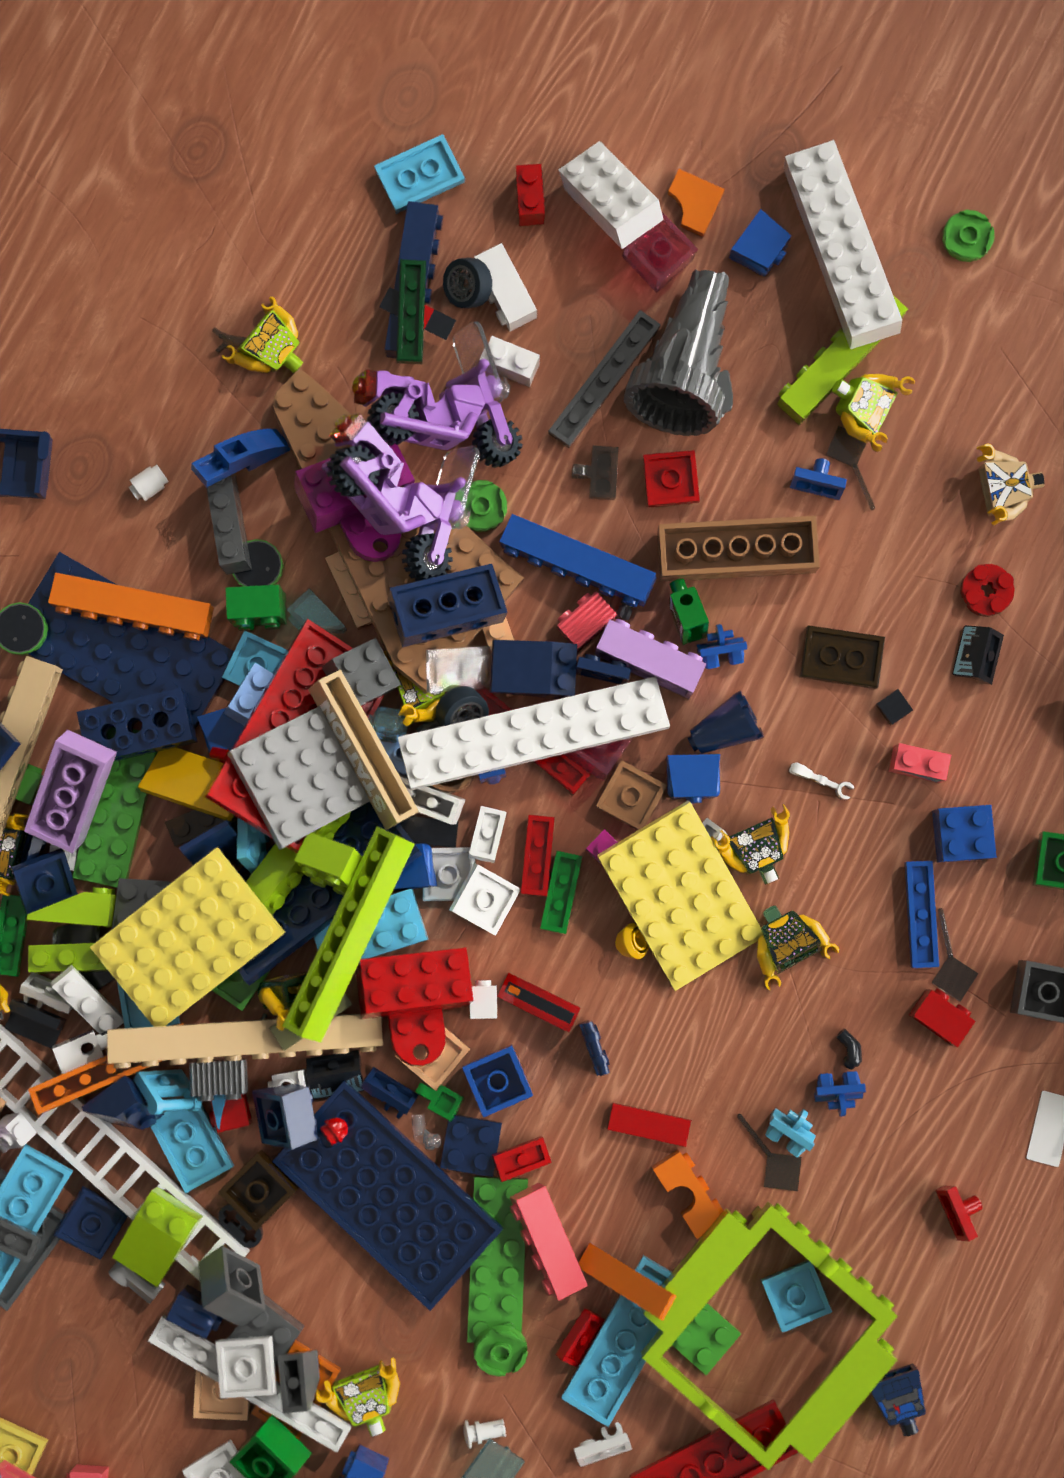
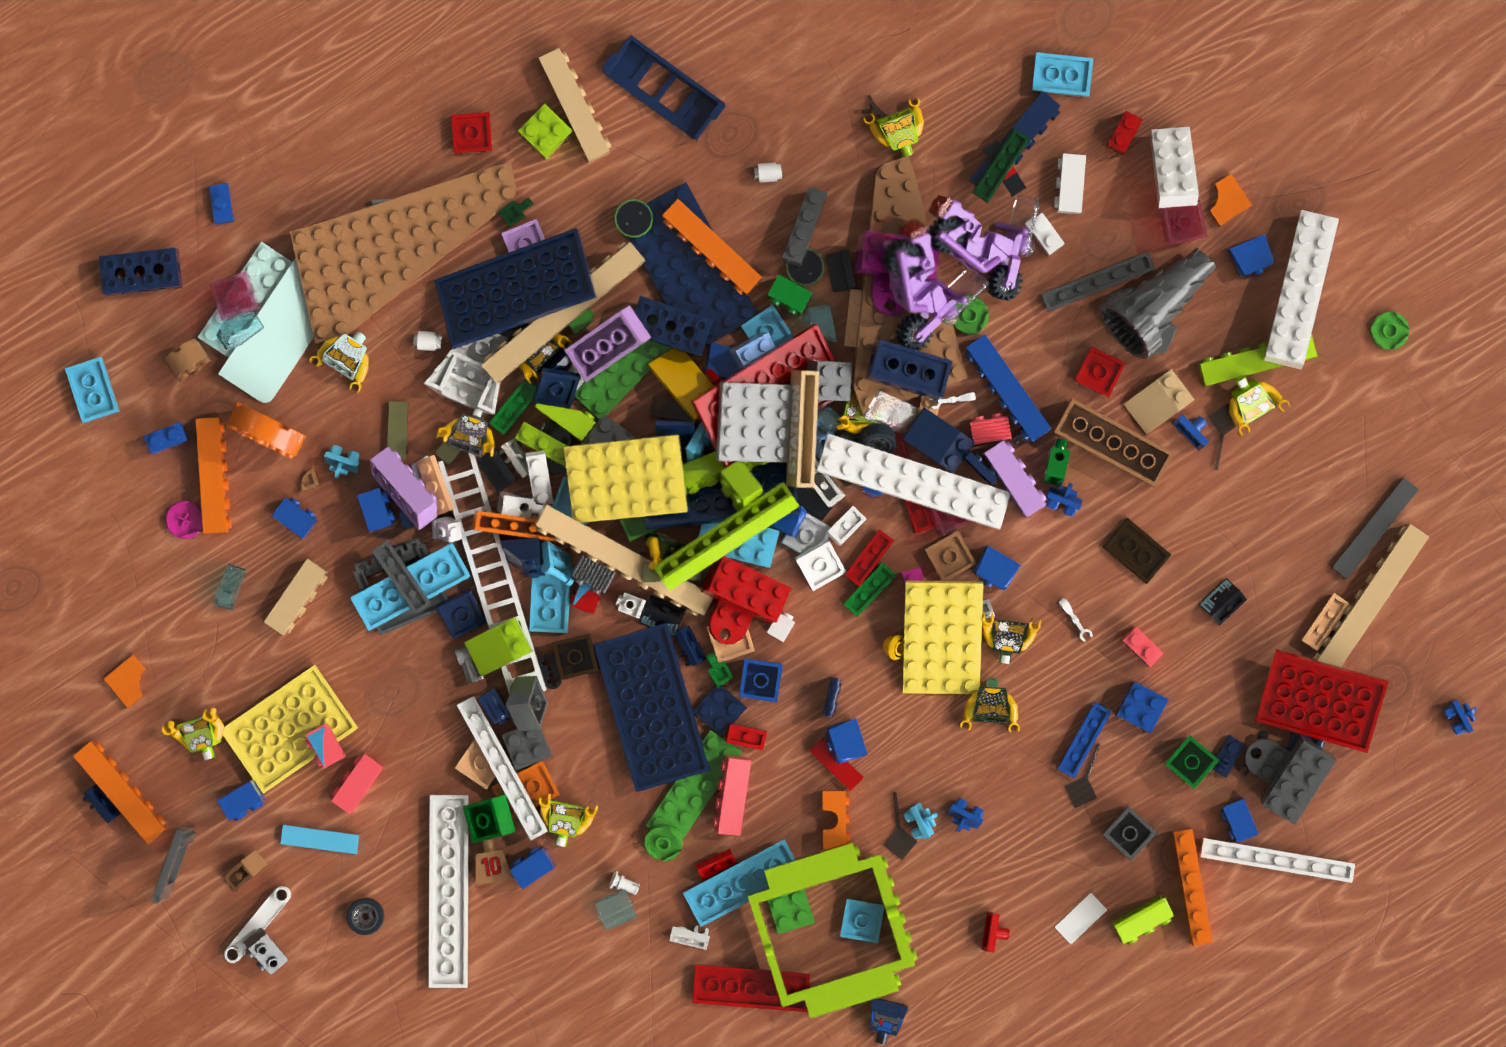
camera: 30 degrees right, 5 degrees up
(240, 452) = (837, 192): blue slope -> none
(246, 1367) = (508, 756): white plate -> none
(285, 1115) = (619, 621): dark blue slope -> none
(298, 1380) = (534, 783): dark grey slope -> none
(301, 545) = (840, 271): none -> black panel
(334, 1130) = (643, 649): red plate -> none
(423, 1136) = (693, 685): clear arm -> none
(464, 272) = (1048, 167): black wheel -> none
(534, 602) = (962, 398): none -> white piece
(539, 1002) = (814, 648): red slope -> none
(601, 472) = (1058, 341): clear smoke plate -> none
(626, 1281) = (765, 846): orange tile -> none
(643, 1091) = (845, 741): none -> blue torso
(726, 726) = (1036, 550): dark blue cone -> none
(760, 470) = (1158, 401): none -> tan slope
(853, 1049) = (990, 795): black arm -> none
(894, 707) = (1149, 602): black tile -> none
(942, 1017) = (1056, 810): red brick -> none
(1000, 582) = (1244, 564): red plate -> none
(1006, 483) = (1308, 506): torso -> none

